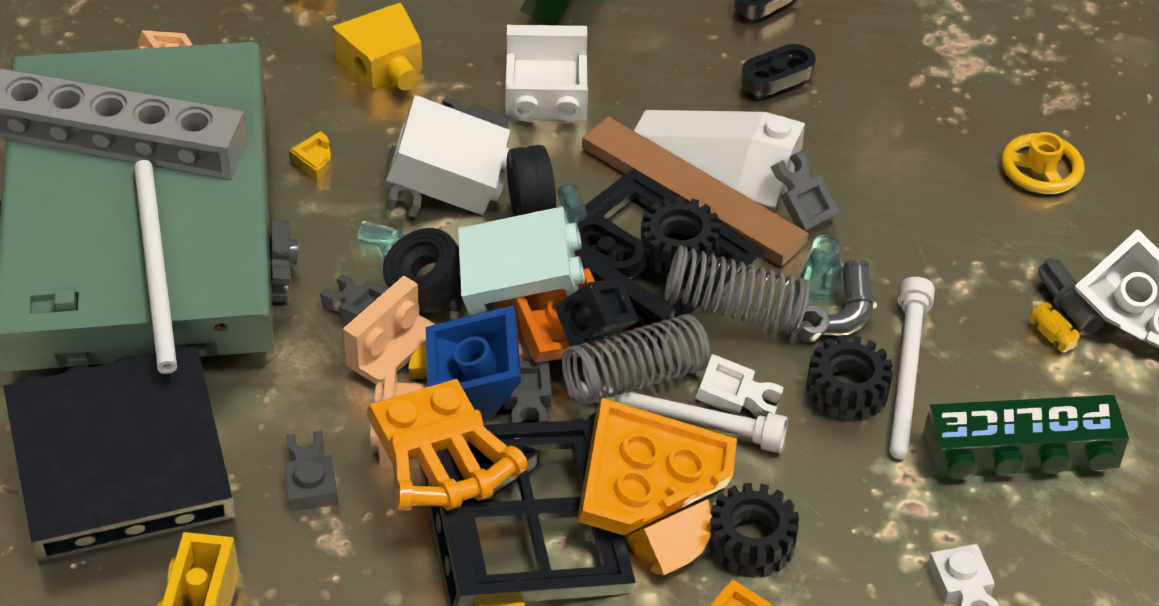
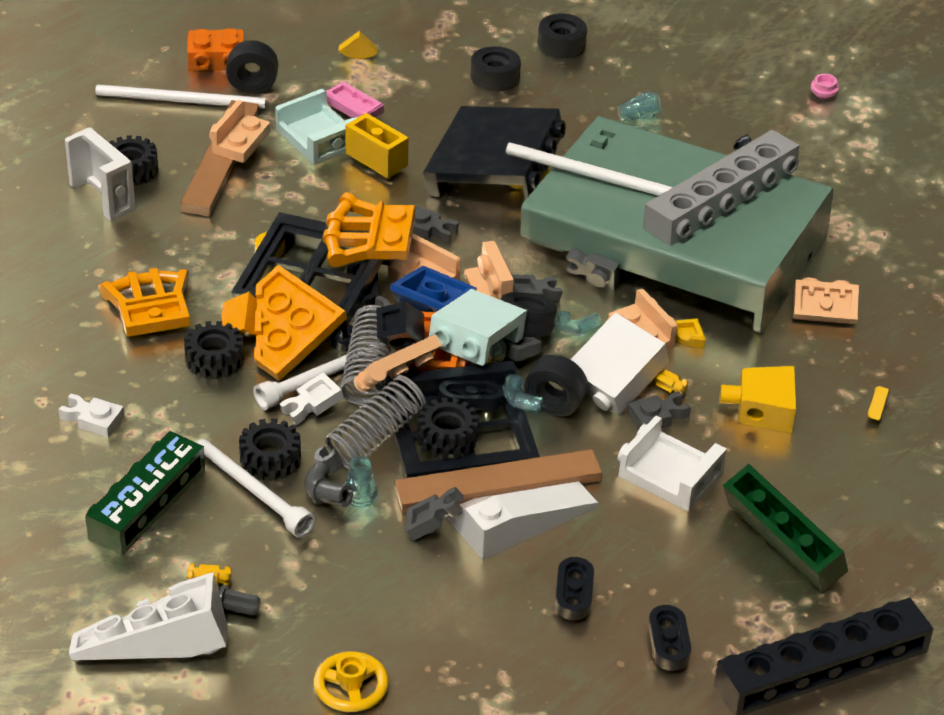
camera: 125 degrees right, 5 degrees down
(340, 186) = (651, 318): none -> light nougat bracket
(660, 288) = (397, 363): none -> light nougat plate

